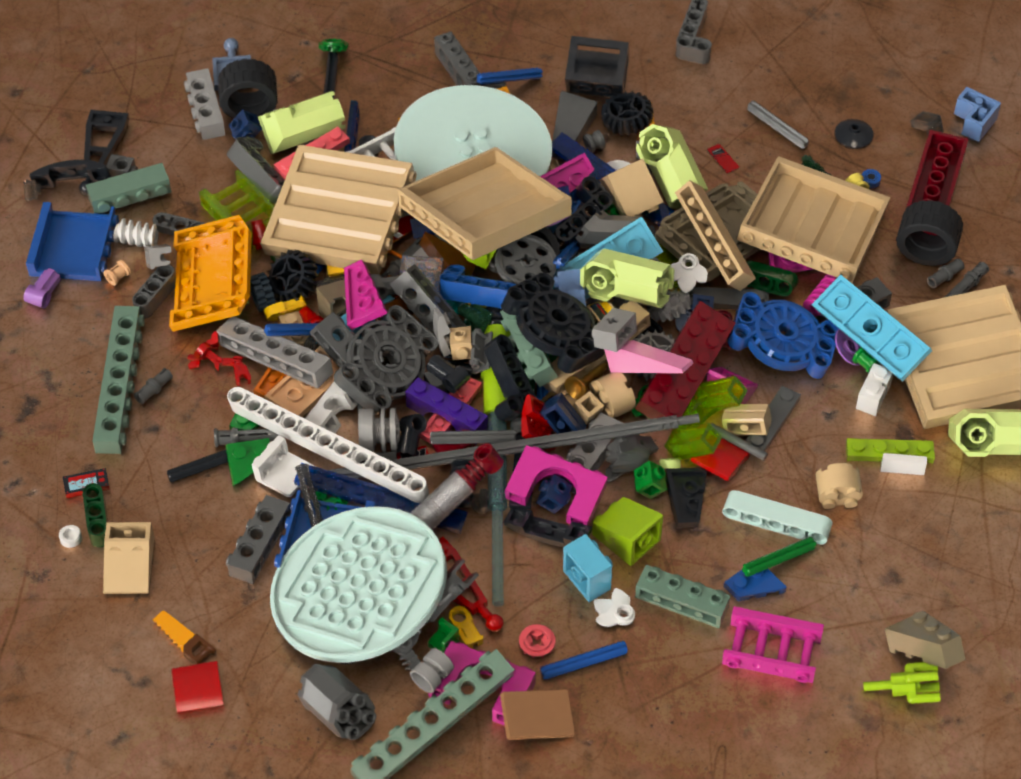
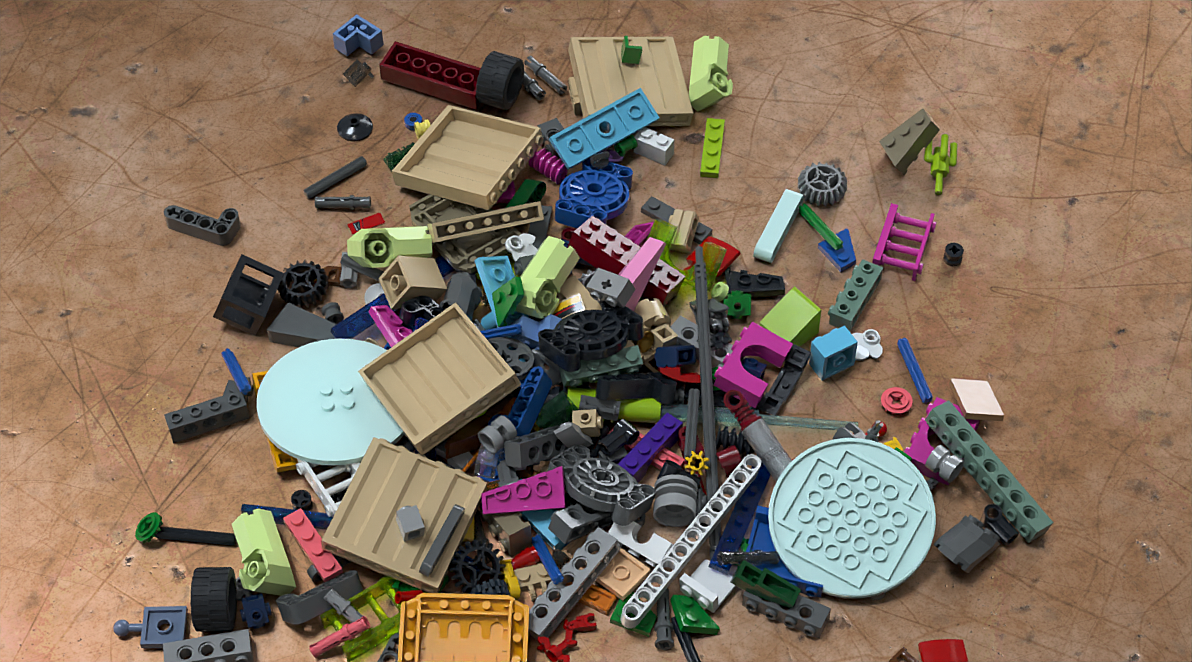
camera: 85 degrees left, 0 degrees up
(217, 188) = (346, 633): none -> coral pin
(241, 181) = (342, 606): none -> light grey pin
(272, 507) = (765, 584): none -> dark green slope
(304, 233) = (442, 540): none -> dark grey beam
(318, 203) = (410, 522): none -> light grey brick
(363, 743) = (998, 524): none -> black piece
(419, 441) = (702, 465): none -> yellow gear
(427, 260) = (494, 436): none -> light grey wheel
(431, 471) = (729, 459): none -> dark red piece
(589, 456) = (718, 340): none -> black plant
(595, 245) = (506, 299): none -> green wing
(741, 443) = (700, 242): dark grey bar -> none
(745, 148) = (343, 202): none -> dark grey pin
(758, 702) = (953, 259): none -> black wheel
(827, 331) = (600, 160): none -> clear smoke plate
(839, 486) = (756, 178): tan brick -> none
(848, 566) = (819, 181): none -> light grey gear
(903, 464) = (730, 137): white tile -> none
(997, 342) = (630, 53): none -> green panel

